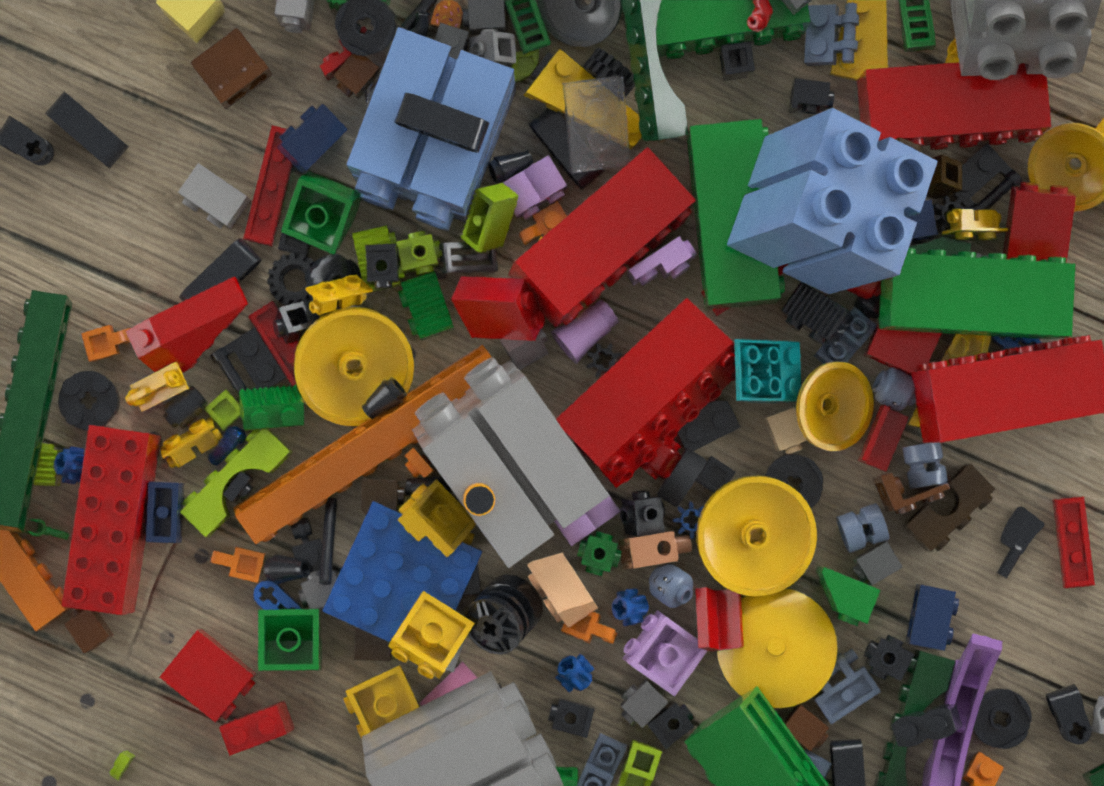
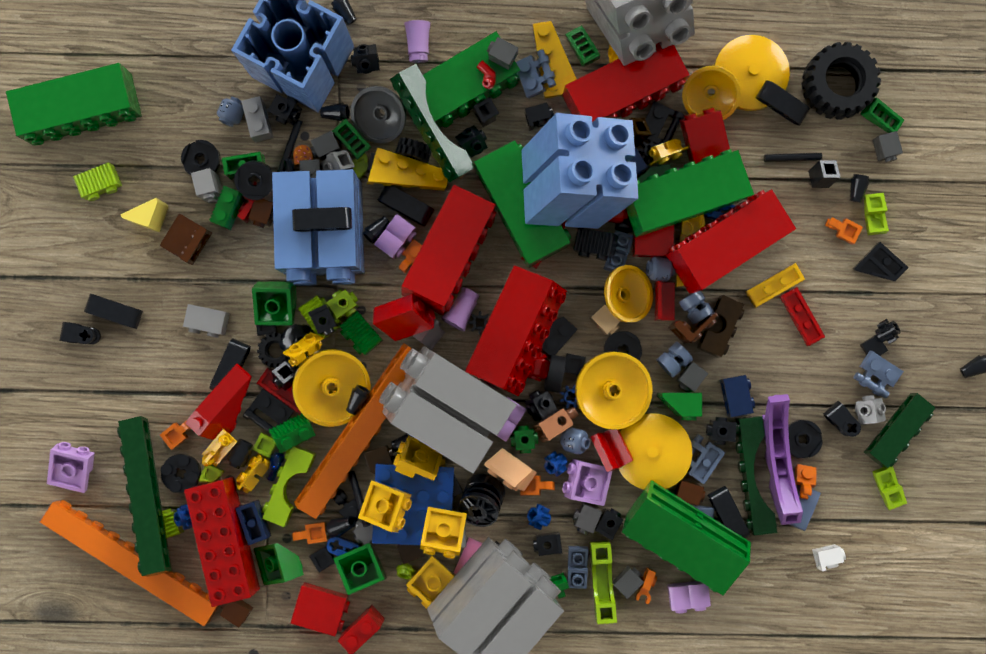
camera: 25 degrees left, 0 degrees up
(46, 530) = (186, 562): green hand -> none
(130, 419) = (210, 473): none -> lime tile
(174, 585) = (277, 564): none -> green slope
(240, 487) = (293, 488): black plate -> none
(240, 606) = (322, 559): none -> black tile
(269, 193) = (239, 299): red tile -> none
(309, 48) = (227, 208): none -> green brick
(311, 138) = (250, 261): dark blue brick -> none
(351, 671) = (405, 571): none -> lime plate
(363, 566) = (385, 506): none -> yellow plate
(418, 464) = (393, 431): orange plate -> none
(447, 258) = (361, 300): black tile -> none
(479, 499) = (438, 439): black tile -> none
(489, 217) = (376, 265): lime brick -> none
(596, 124) = (417, 183): clear tile -> none
(669, 260) = (494, 247): lavender plate -> none
(699, 94) = (472, 141): none -> black brick
(767, 371) = (580, 289): teal slope -> none
(934, 724) = (767, 460): black brick -> none
(1017, 535) = (767, 326): black piece -> none
(1053, 481) = (775, 285): none -> yellow tile

